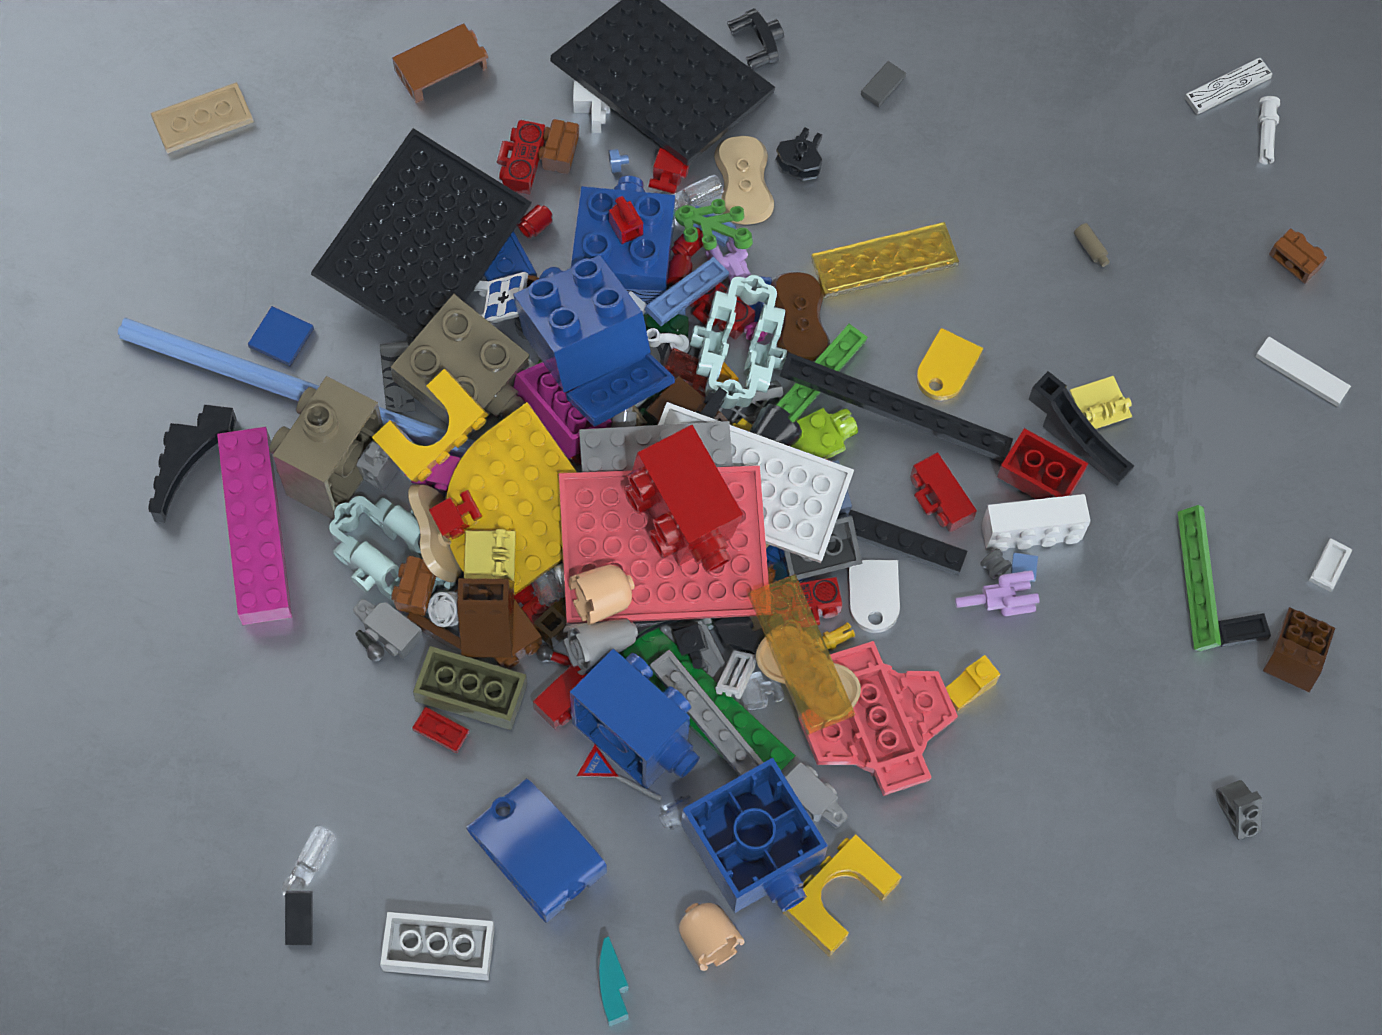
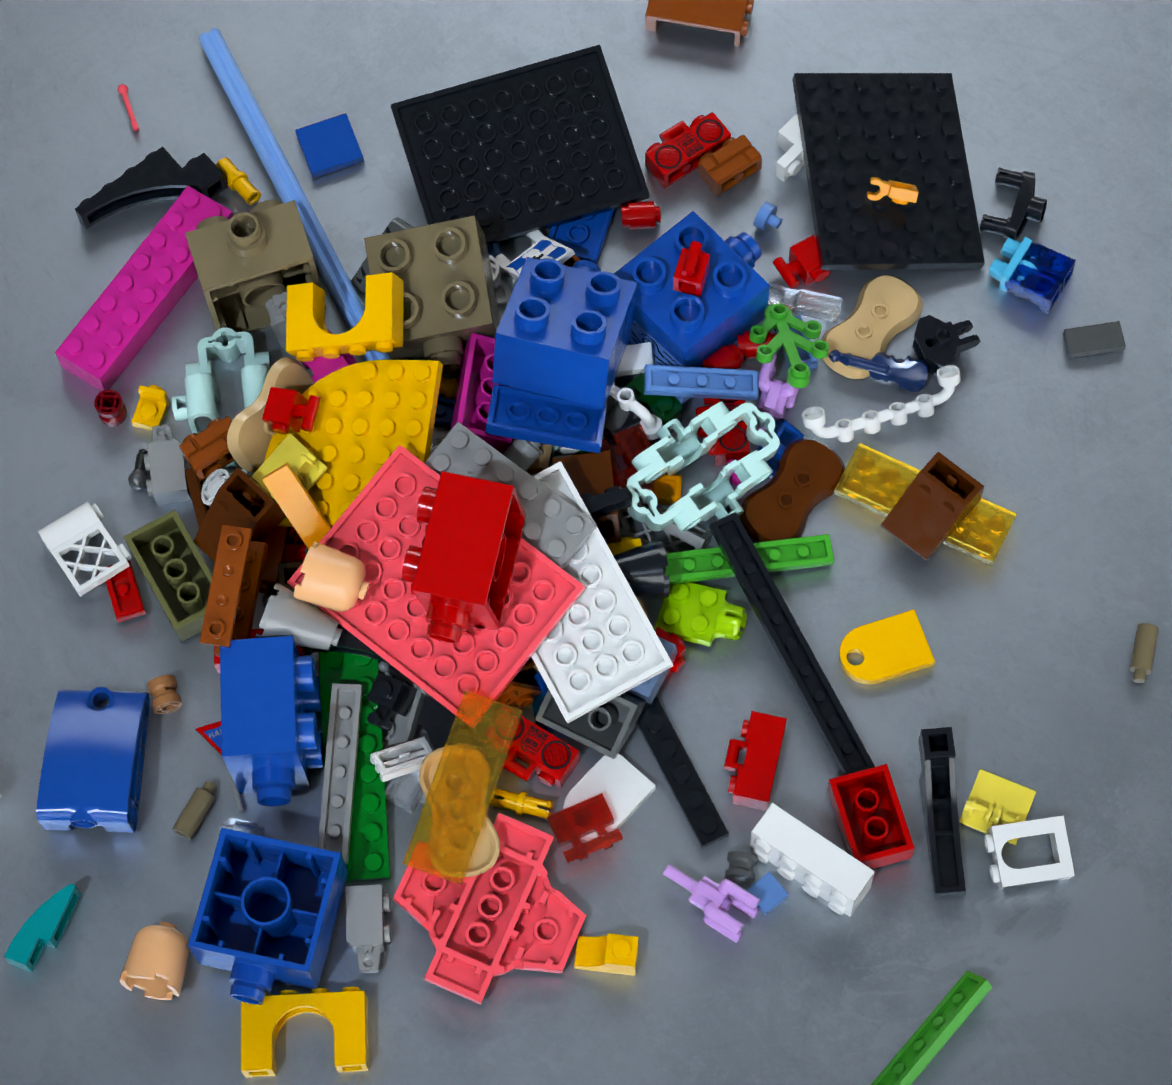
camera: 50 degrees right, 0 degrees up
(94, 410) = (123, 89): none -> coral hinge
(244, 407) = (238, 181): none -> yellow pin
(313, 625) = (110, 408): none -> dark red wheel
(336, 600) = (151, 407): none -> yellow bracket
(367, 720) = (77, 529): none -> white piece
(522, 570) = (297, 504): none -> light orange tile
(537, 770) = (164, 694): none -> medium nougat wheel
(541, 656) = (233, 588): none -> dark orange fence
(631, 824) = (195, 811): none -> dark tan cylinder
(689, 79) = (899, 192): none -> light orange plate
(774, 257) = (815, 418): none -> white bar
(798, 189) = (907, 373): none -> dark blue piece
(810, 70) = (1033, 272): none -> clear blue hips
(876, 618) = (580, 821): none -> clear red plate
(897, 254) = (933, 506): none -> reddish brown slope
(1160, 395) = (1007, 876): none -> white panel

